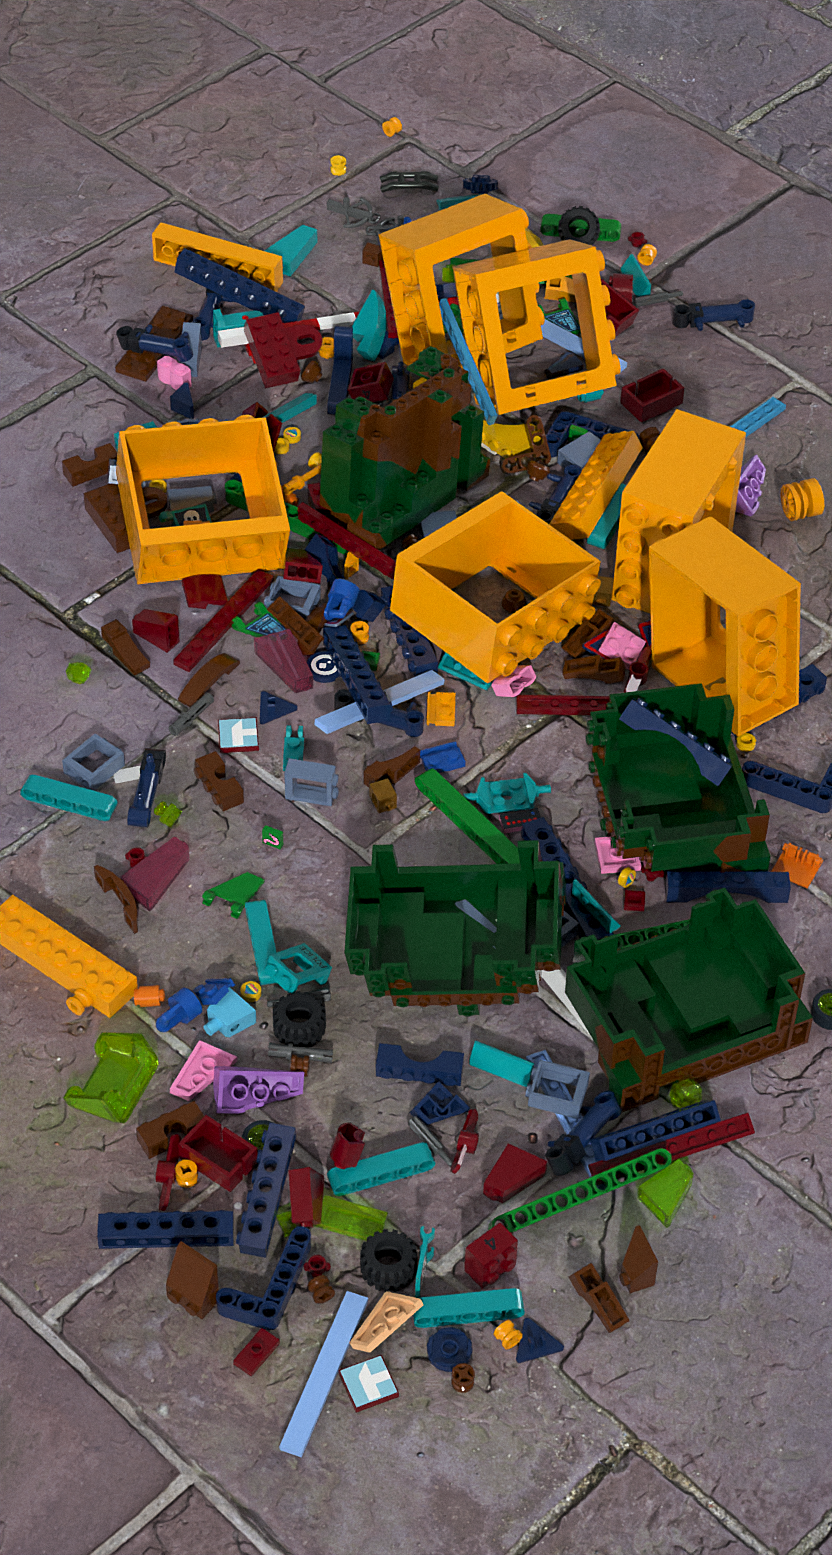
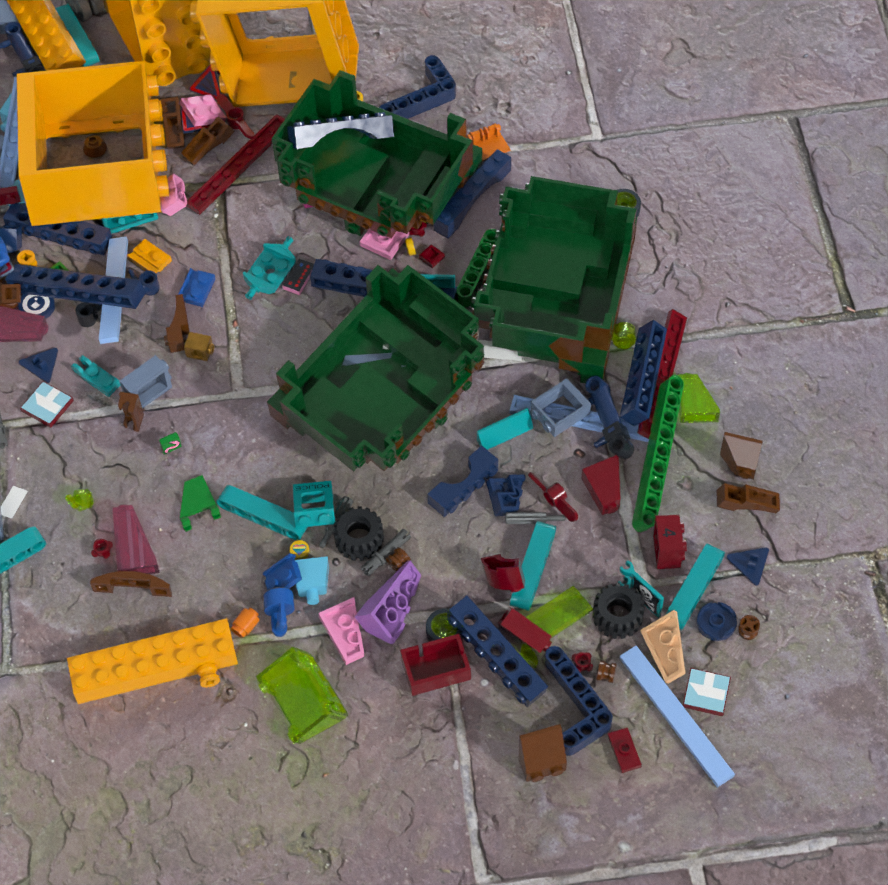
camera: 50 degrees left, 10 degrees up
(150, 776) = (31, 489): dark blue piece -> none
(153, 1134) = (385, 667): reddish brown arch -> none
(156, 1237) = (445, 788): dark blue brick -> none
(166, 1171) = (422, 712): dark red piece -> none
(188, 1179) = (429, 703): light orange wheel -> none
(224, 792) = (97, 448): reddish brown arch -> none
(276, 789) = (132, 409): none -> reddish brown hinge
(467, 817) = (280, 306): green beam -> none
(508, 1334) = (736, 575): light orange wheel -> none

